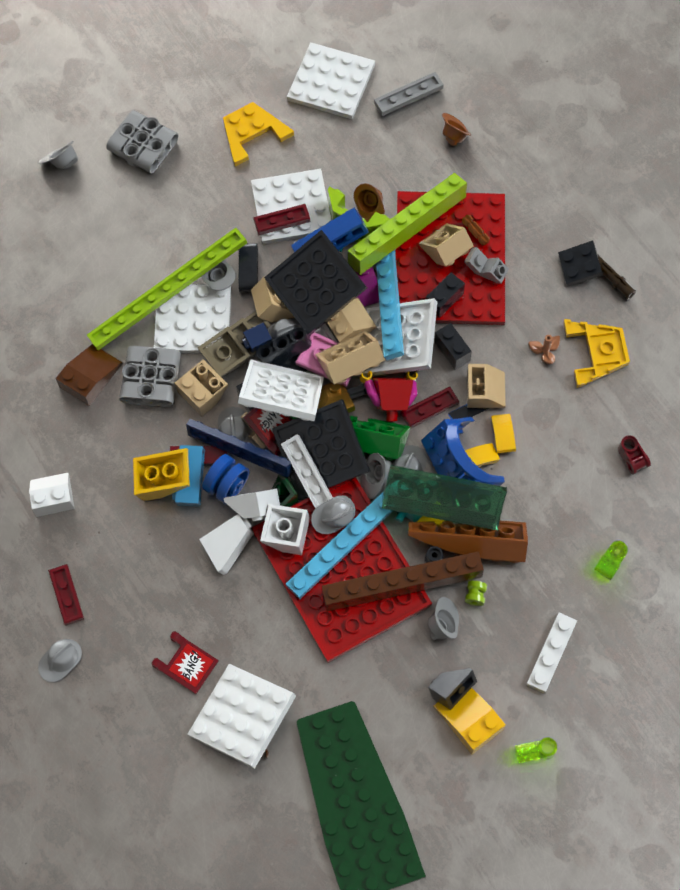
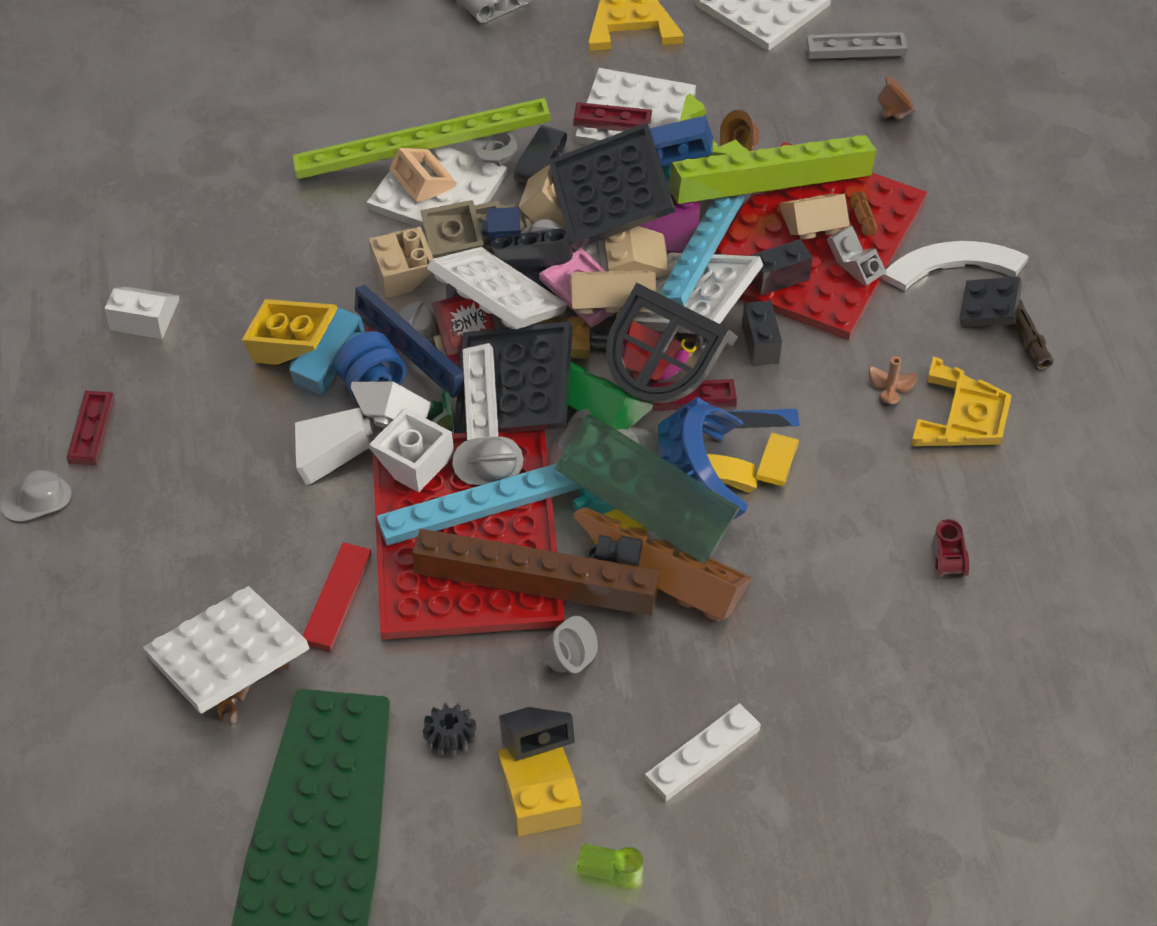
camera: 20 degrees right, 15 degrees down
(88, 374) = (268, 198): reddish brown slope -> none
(138, 362) = (342, 226): light grey connector -> none
(177, 321) = (415, 179): none -> light nougat tile
(189, 664) = (195, 569): flag -> none
(285, 646) = (336, 596): none -> red tile
(400, 714) = (449, 729): none -> black gear
(410, 368) = (679, 316): none -> black window
(452, 547) = (623, 551): none -> black piece
(476, 593) = (635, 630): lime wheel -> none
(485, 387) = (780, 393): tan slope -> none
(540, 235) = (950, 255): none -> white tile
(610, 561) = (851, 666): clear neon green piece -> none

